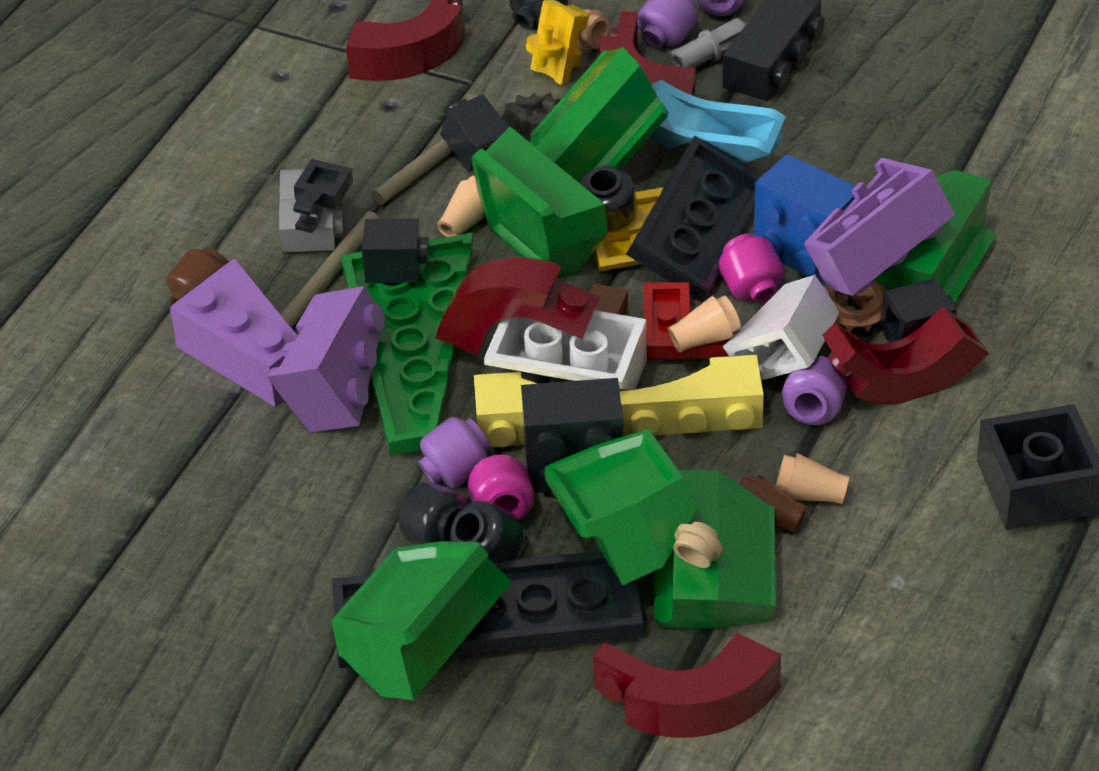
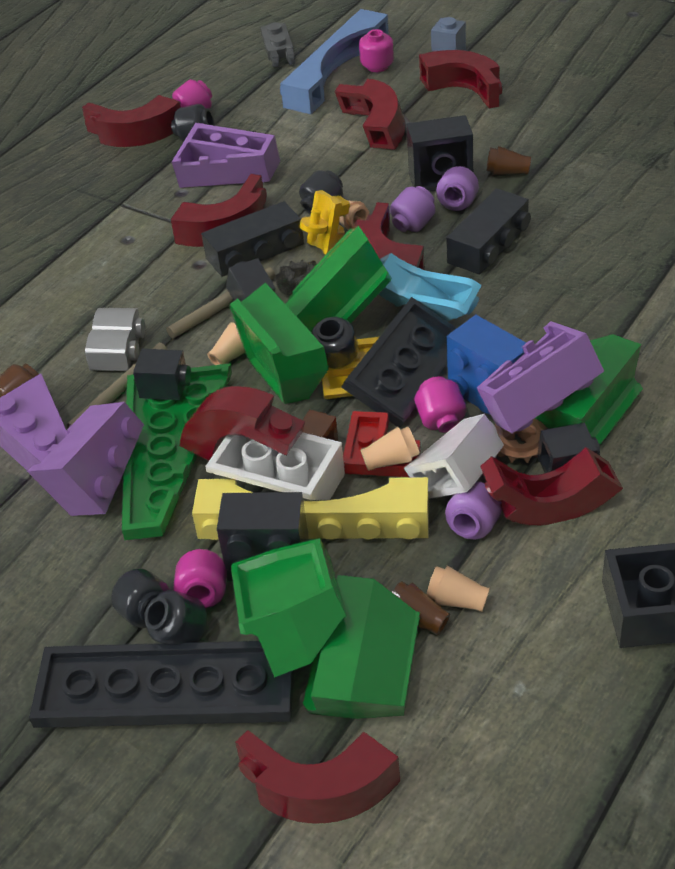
camera: 10 degrees right, 0 degrees up
(317, 187) = (117, 321): black plate -> none
(416, 613) = (95, 690): green helmet -> none
(453, 451) = (169, 541): medium lavender head -> none
(460, 66) = (253, 237): none -> black brick
(697, 544) = (338, 648): tan plate -> none
(708, 45) = (438, 231): light grey axle -> none

